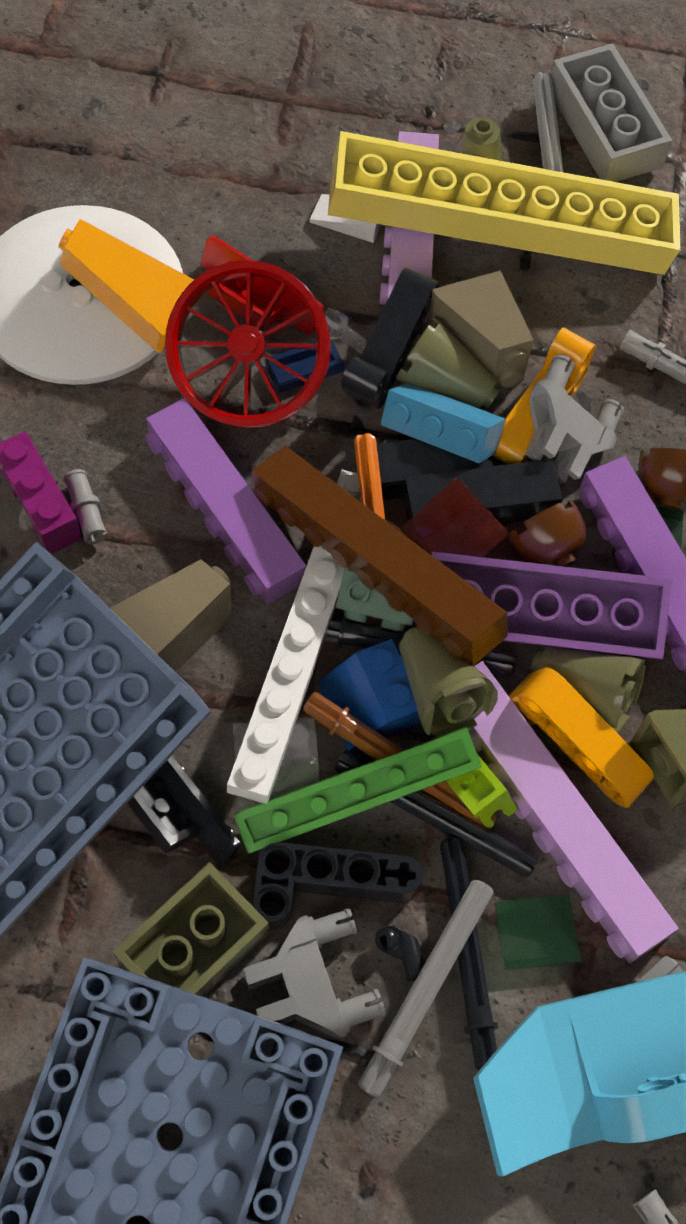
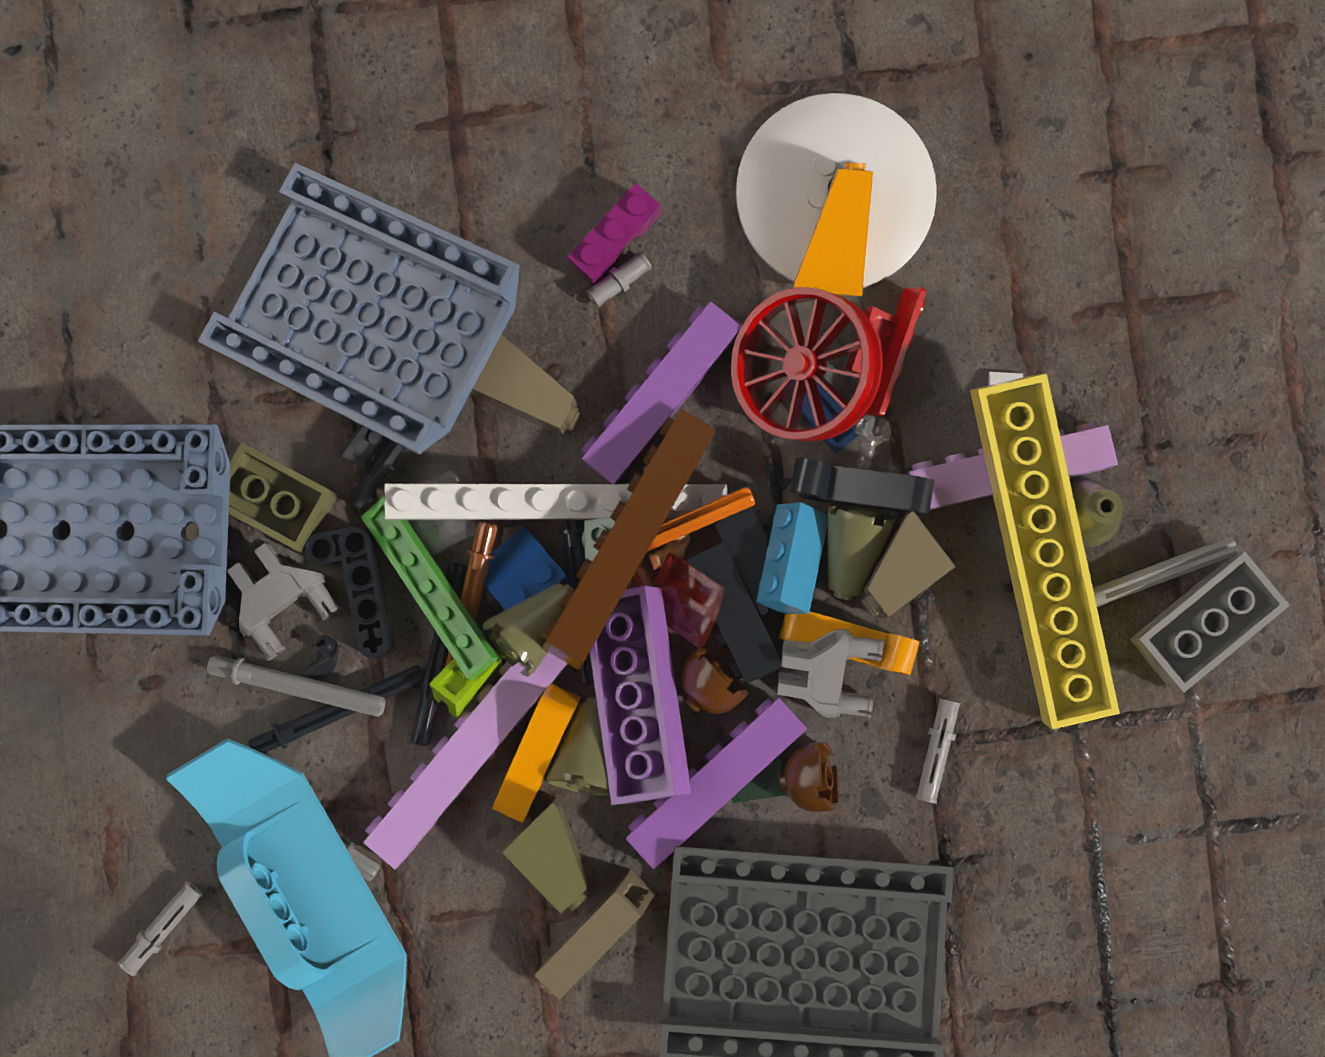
camera: 80 degrees right, 20 degrees up
(537, 932) = (368, 760): clear green piece -> none

